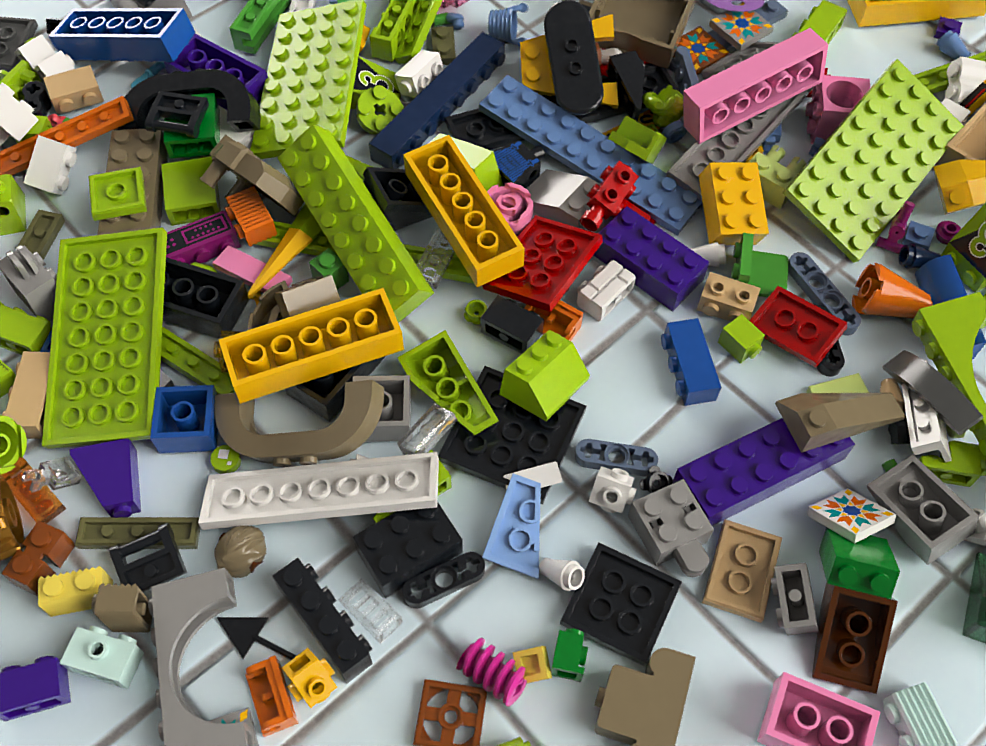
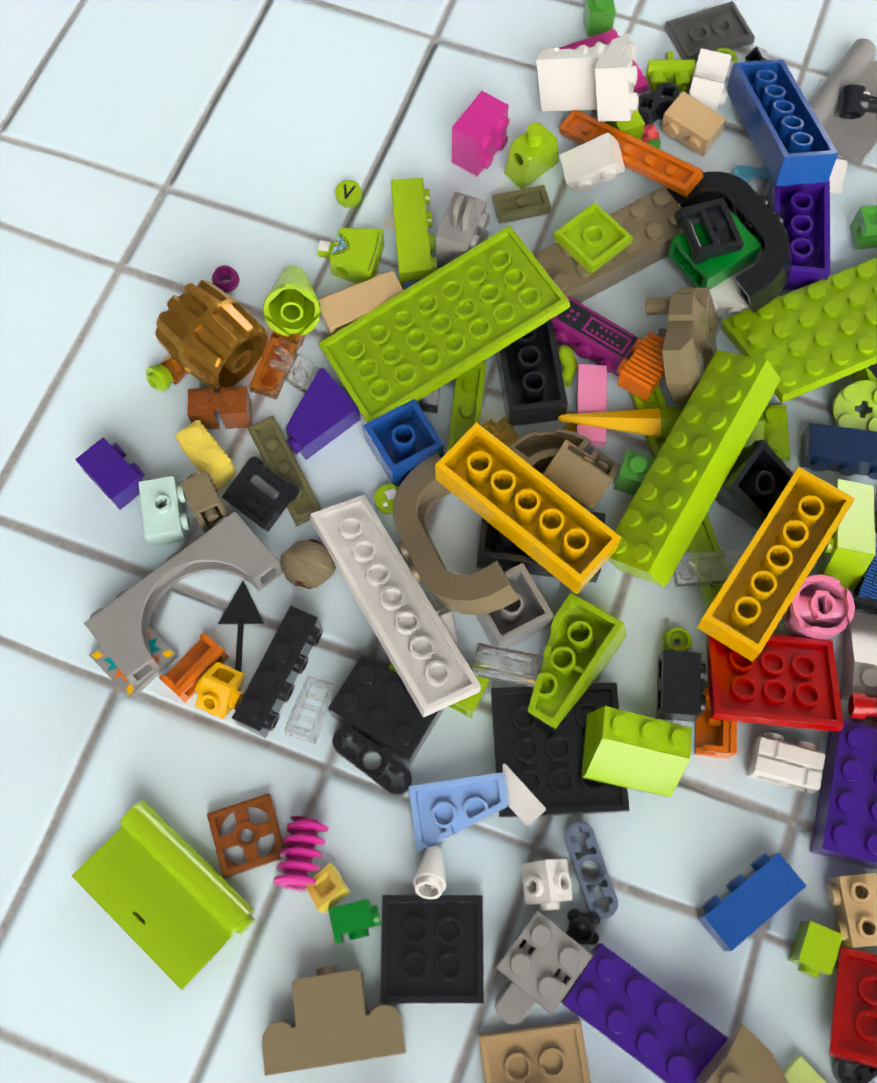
camera: 65 degrees right, 10 degrees up
(185, 194) = (649, 279): lime brick -> none

